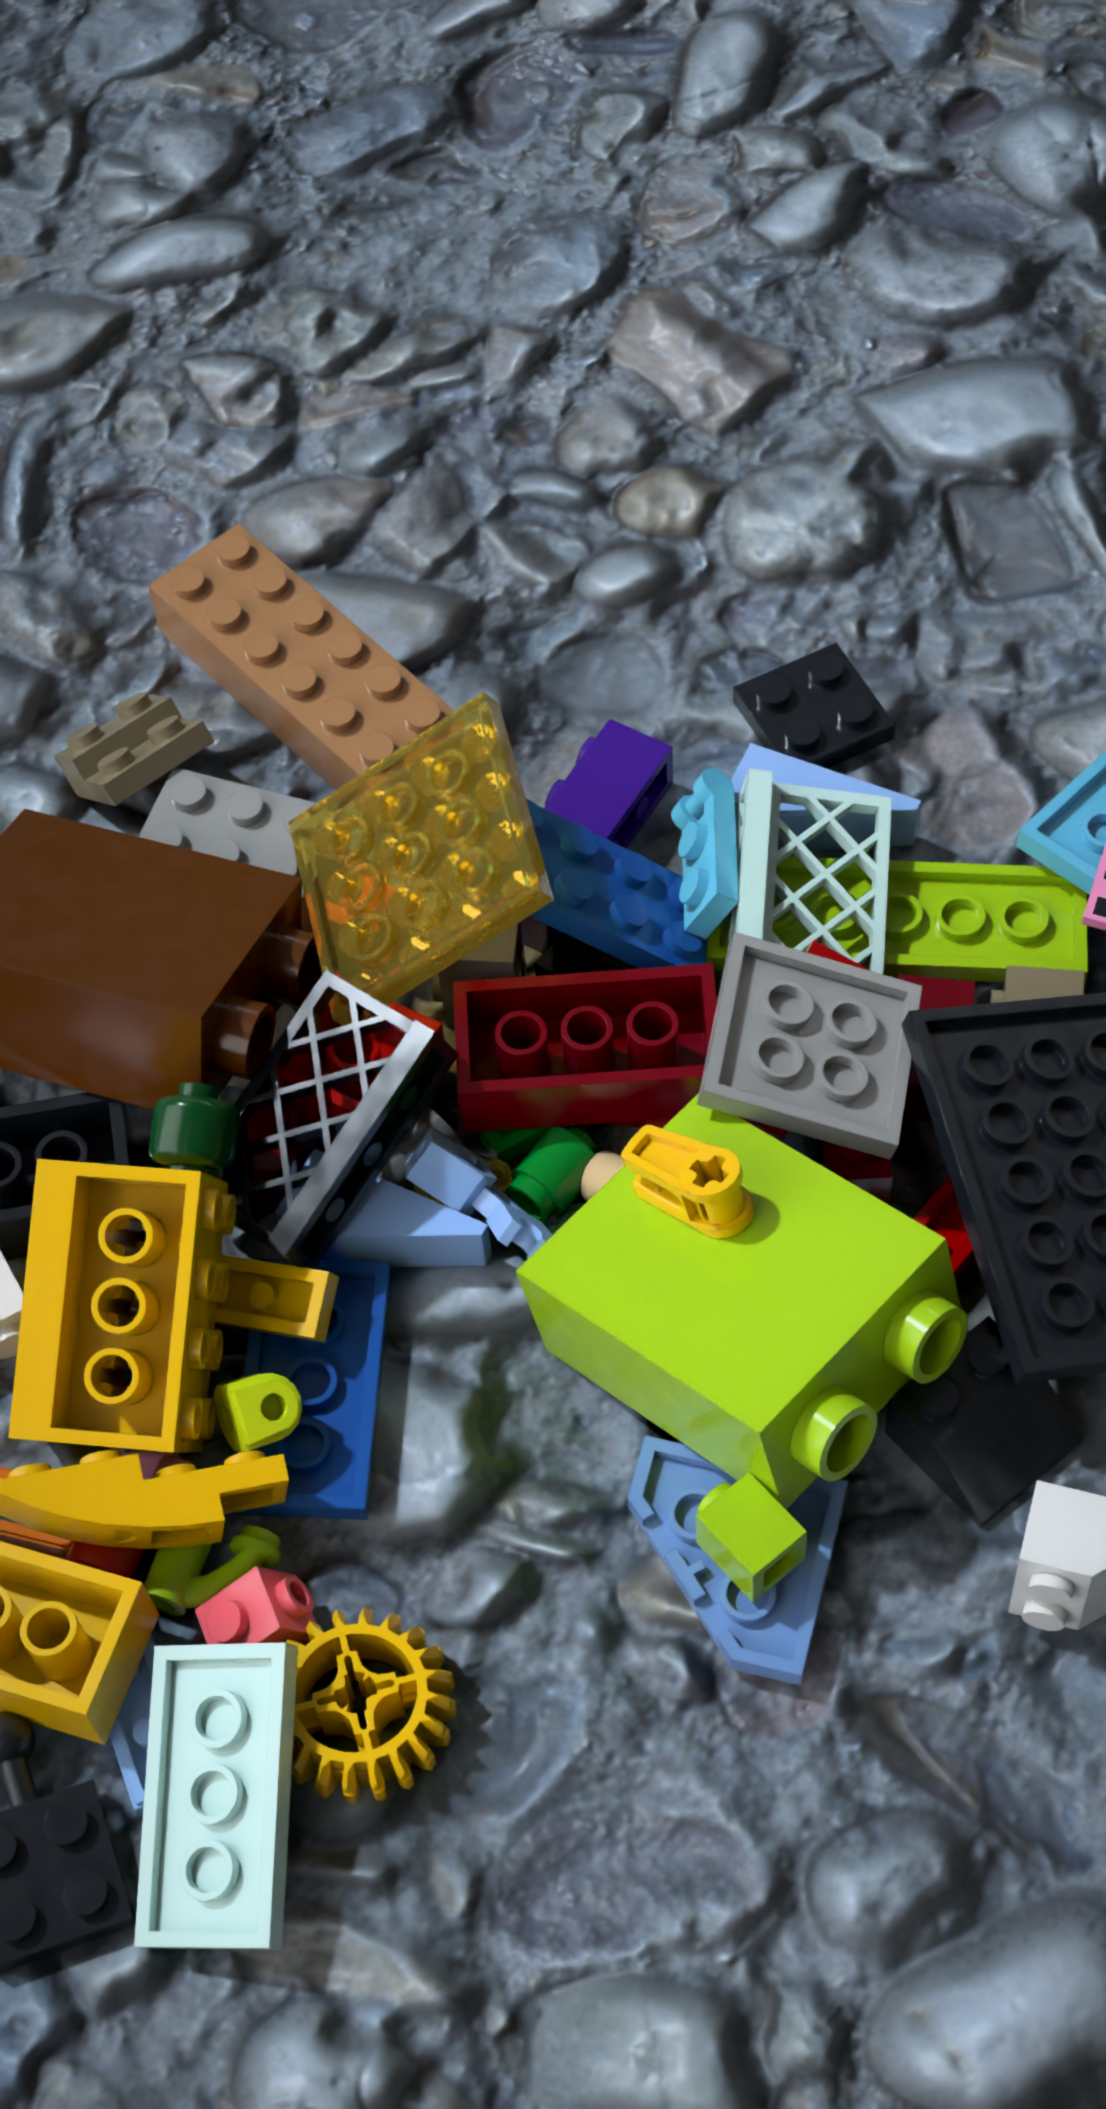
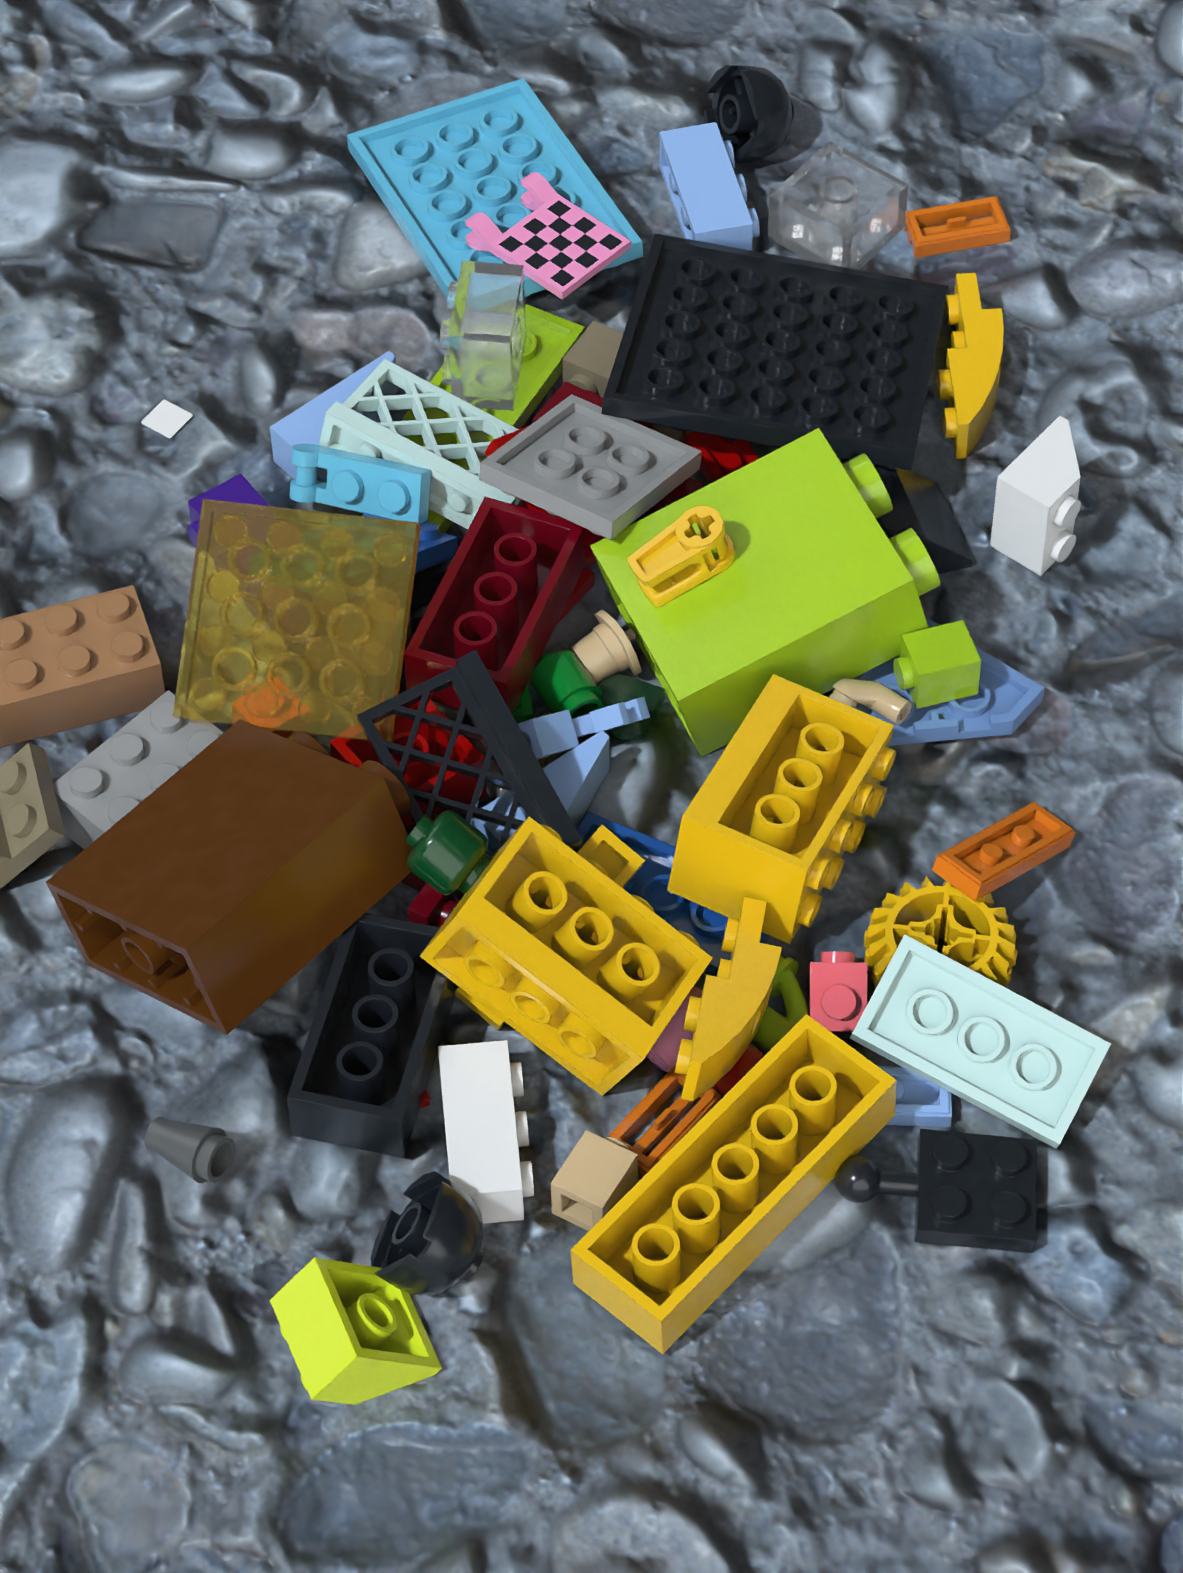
camera: 70 degrees left, 5 degrees down
(257, 1410) = (691, 908): neon yellow piece -> none
(443, 1446) = (783, 807): none -> yellow brick
(520, 1720) = (1003, 851): none -> orange tile
(678, 1477) = (874, 696): none -> tan arm
(751, 662) = (167, 418): none -> white sticker
(815, 709) = (240, 396): black plate -> none
(970, 871) = (485, 334): none -> clear brick

